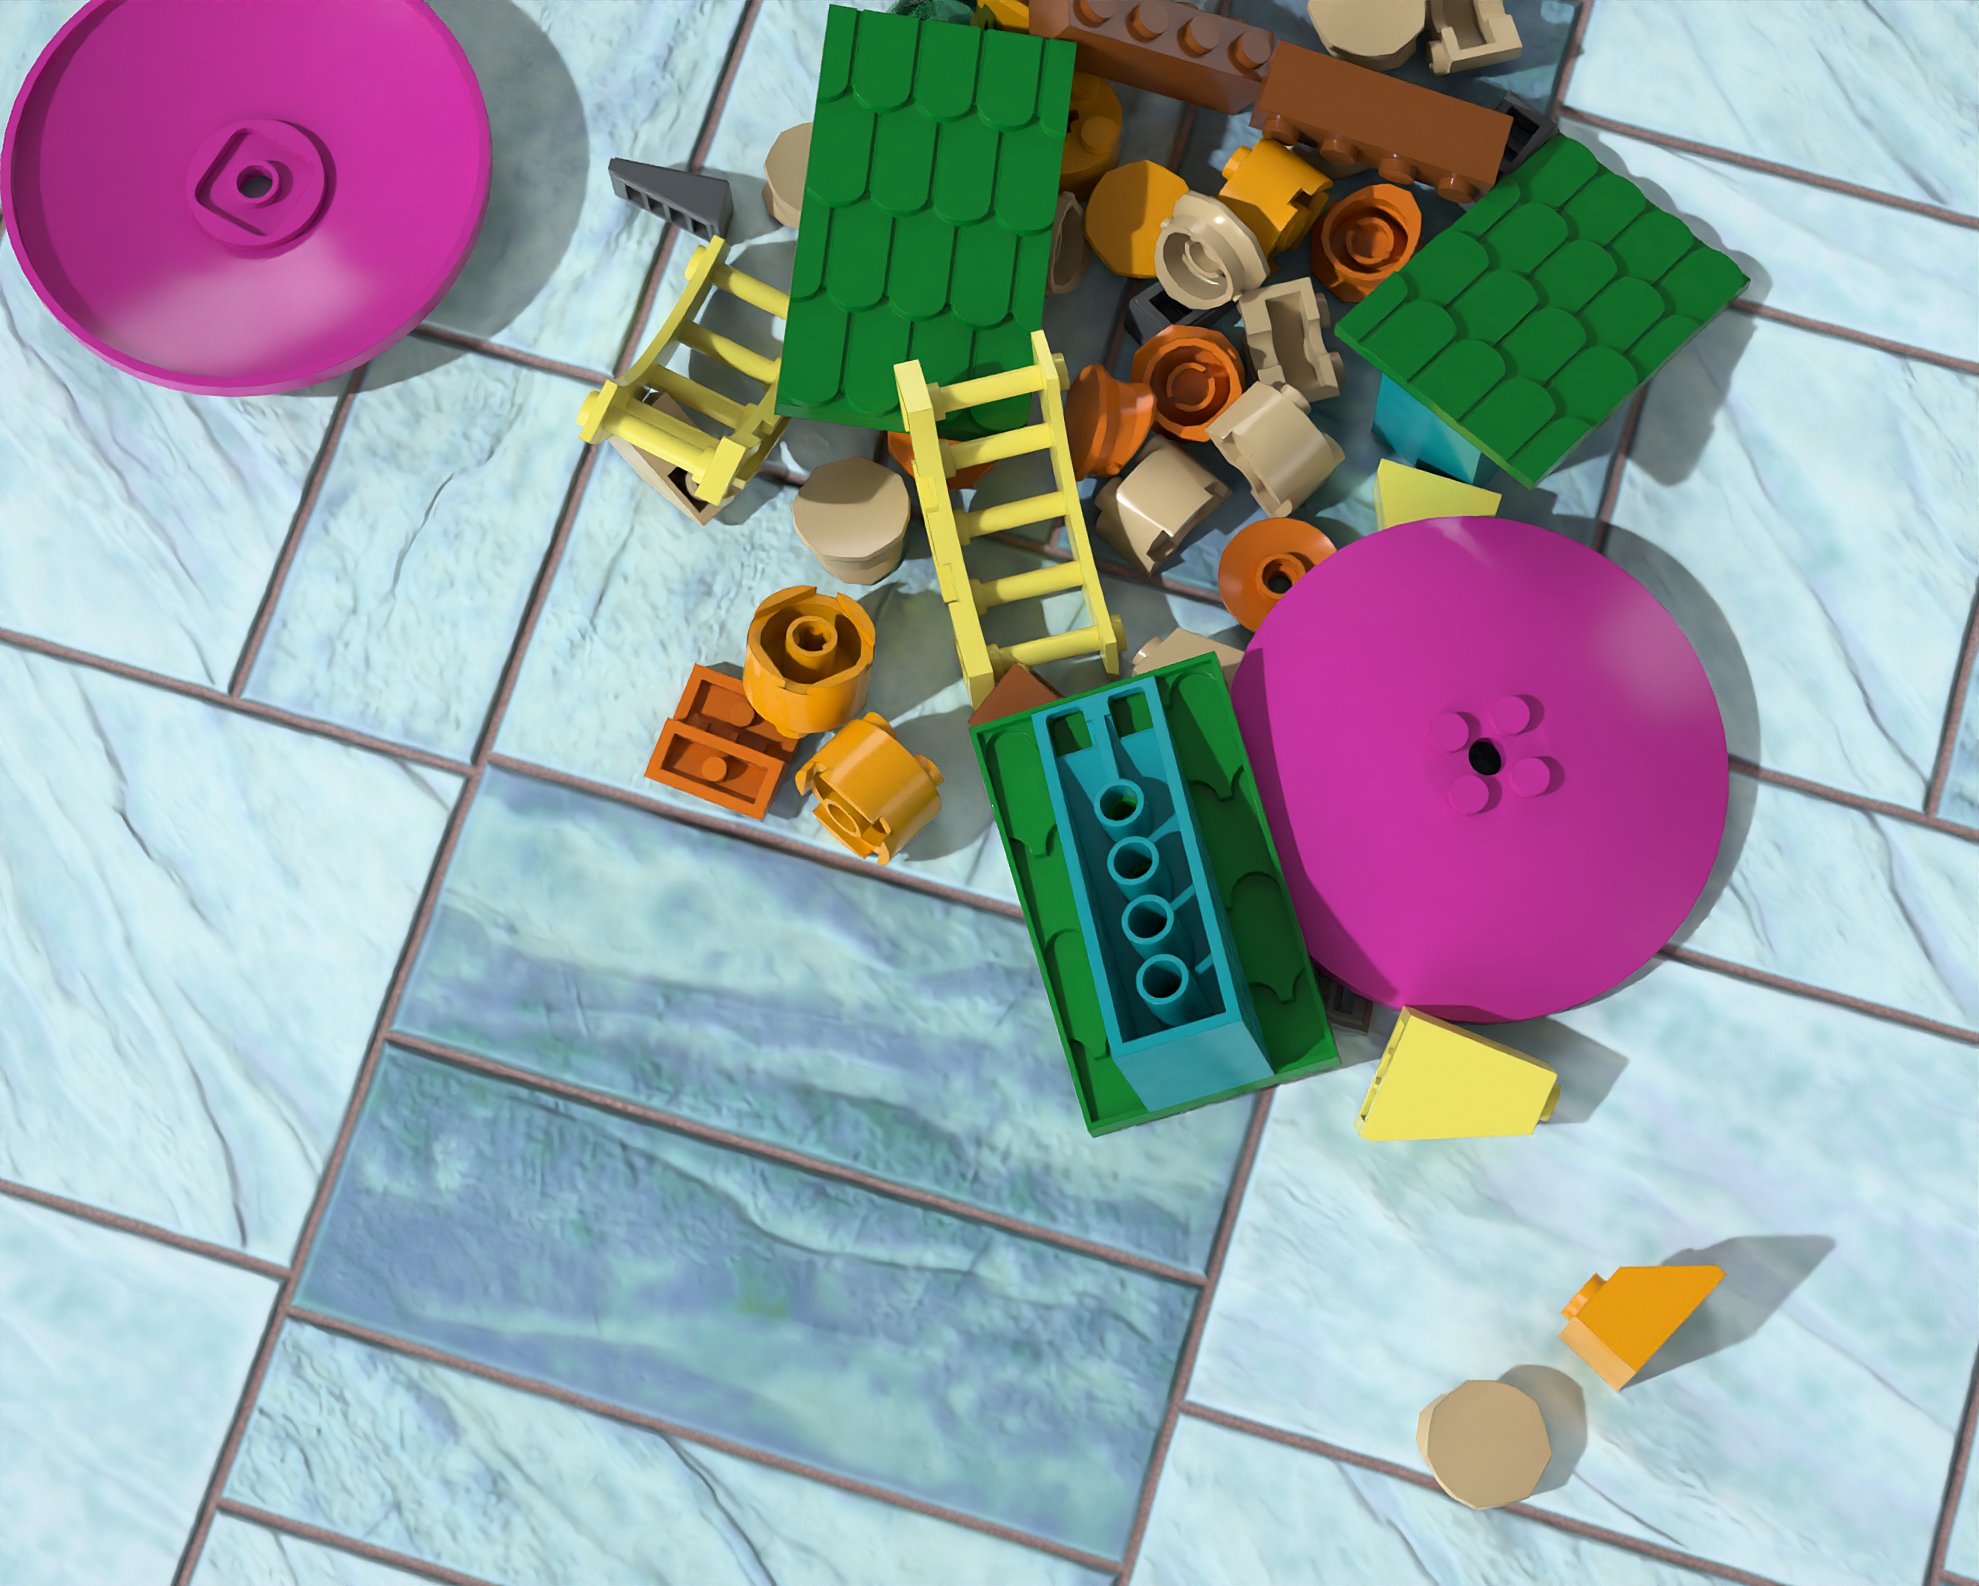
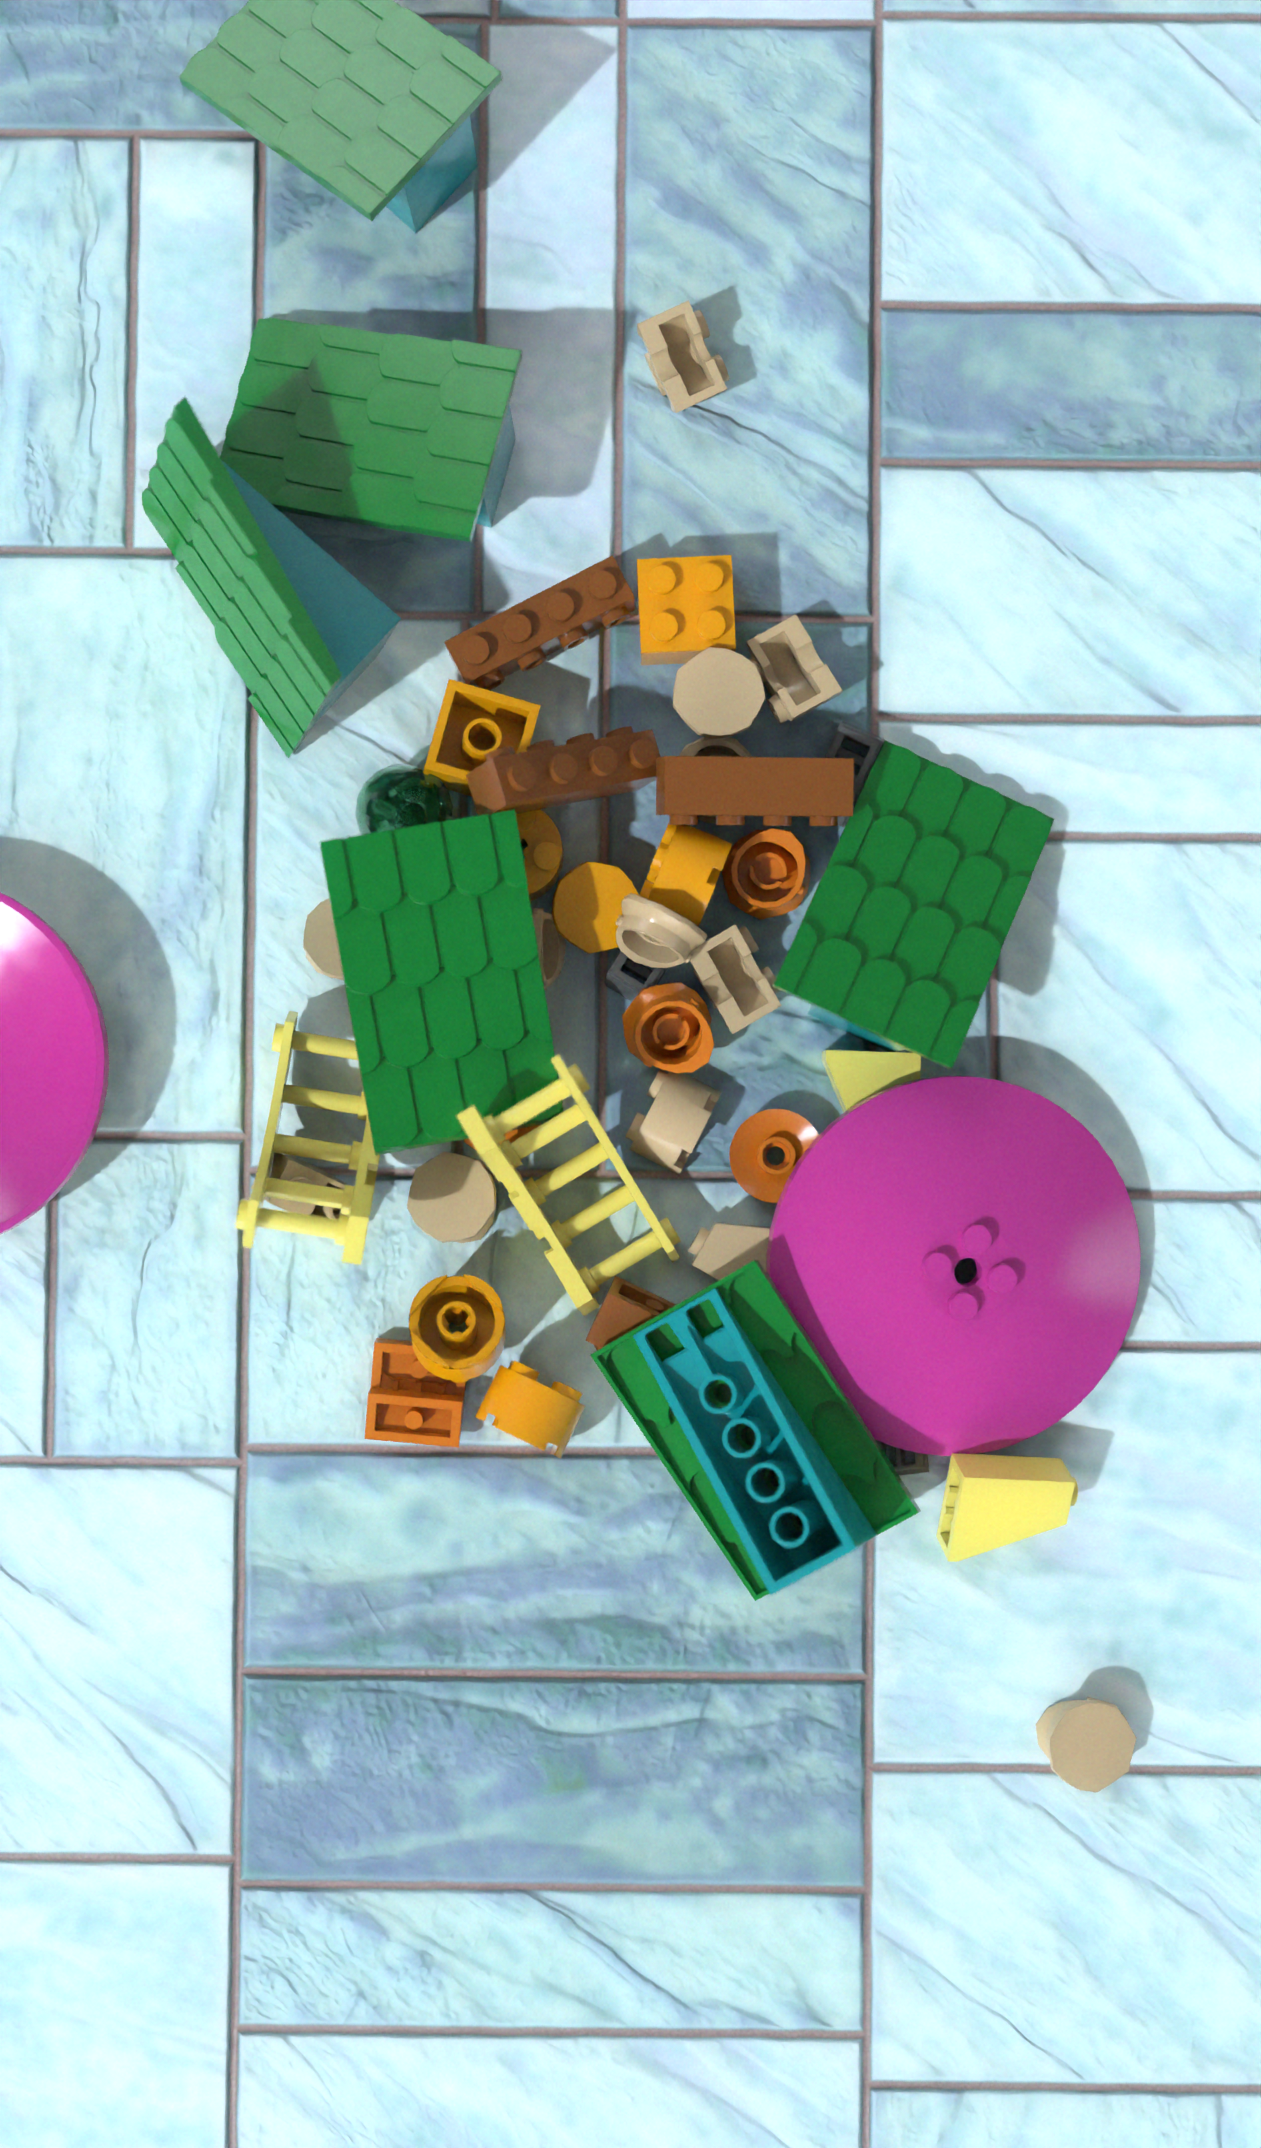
camera: 15 degrees left, 15 degrees up
(683, 198) = (258, 985): dark grey slope -> none
(1105, 421) = (618, 1079): orange hat -> none
(1276, 447) = (744, 1062): tan cylinder -> none
(1632, 1314) = (1173, 1632): light orange slope -> none

